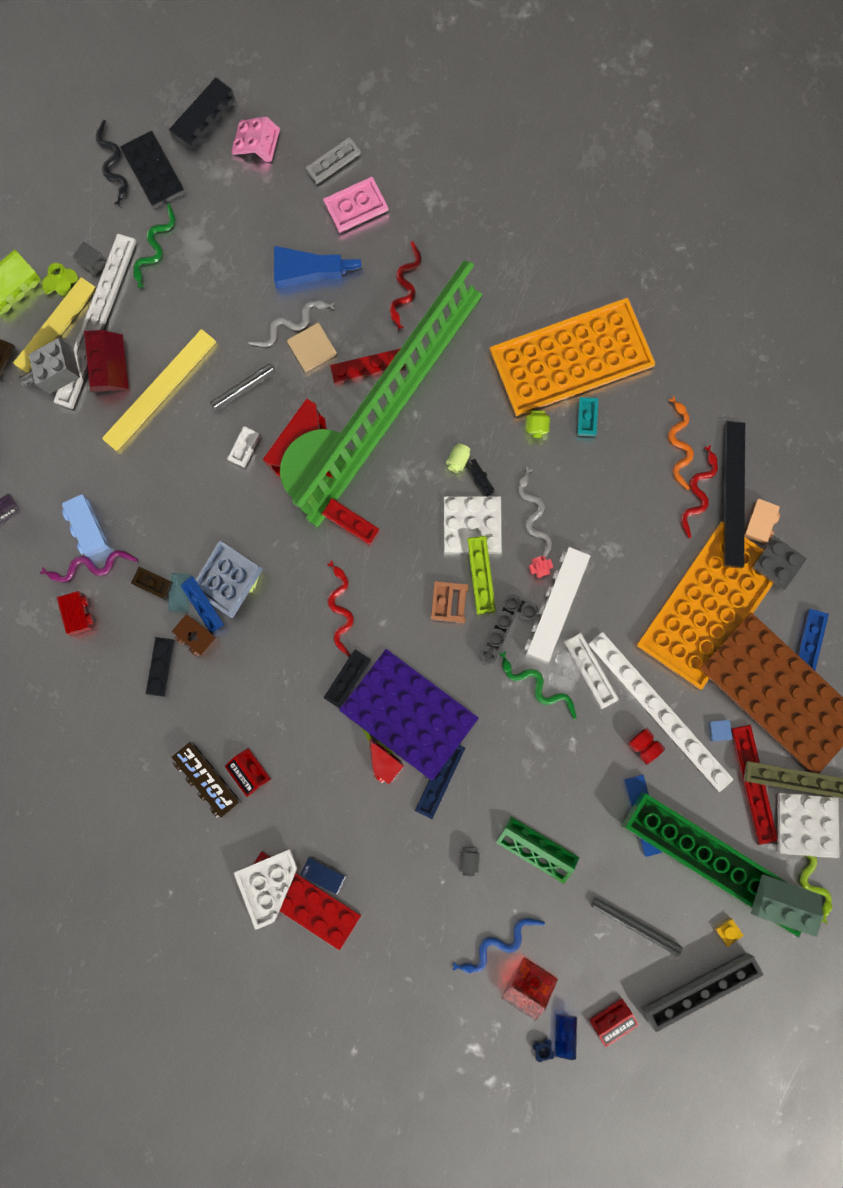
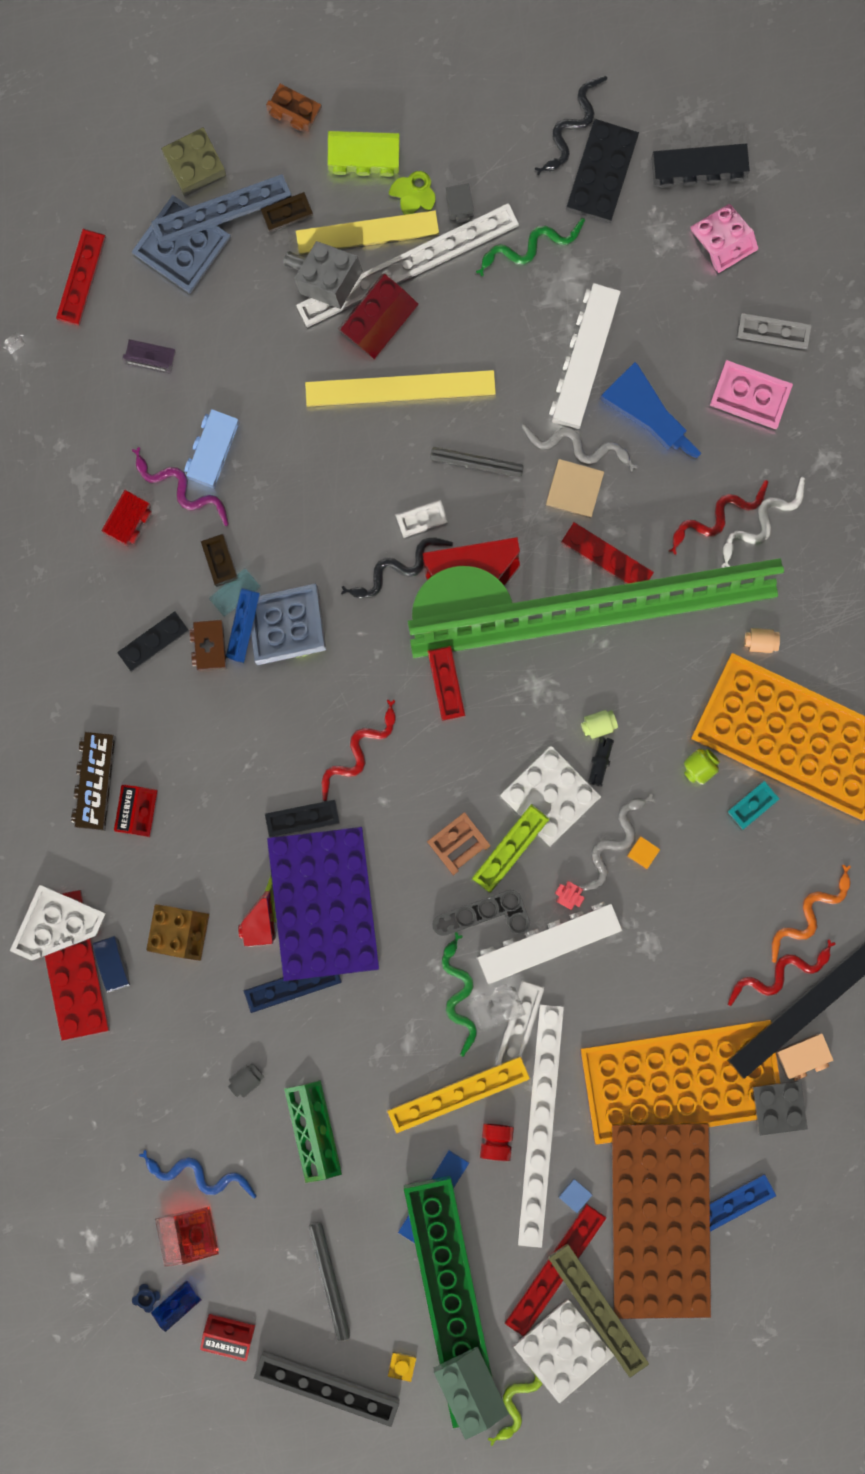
camera: 40 degrees right, 5 degrees up
(244, 271) = (586, 356): none -> white brick
(251, 521) = (361, 592): none -> black animal
(342, 816) = (177, 932): none -> pearl gold bracket
(433, 263) = (728, 548): none -> white animal
(498, 324) = (762, 640): none -> light nougat brick
(555, 503) = (643, 852): none -> light orange tile
(597, 742) = (458, 1094): none -> yellow plate

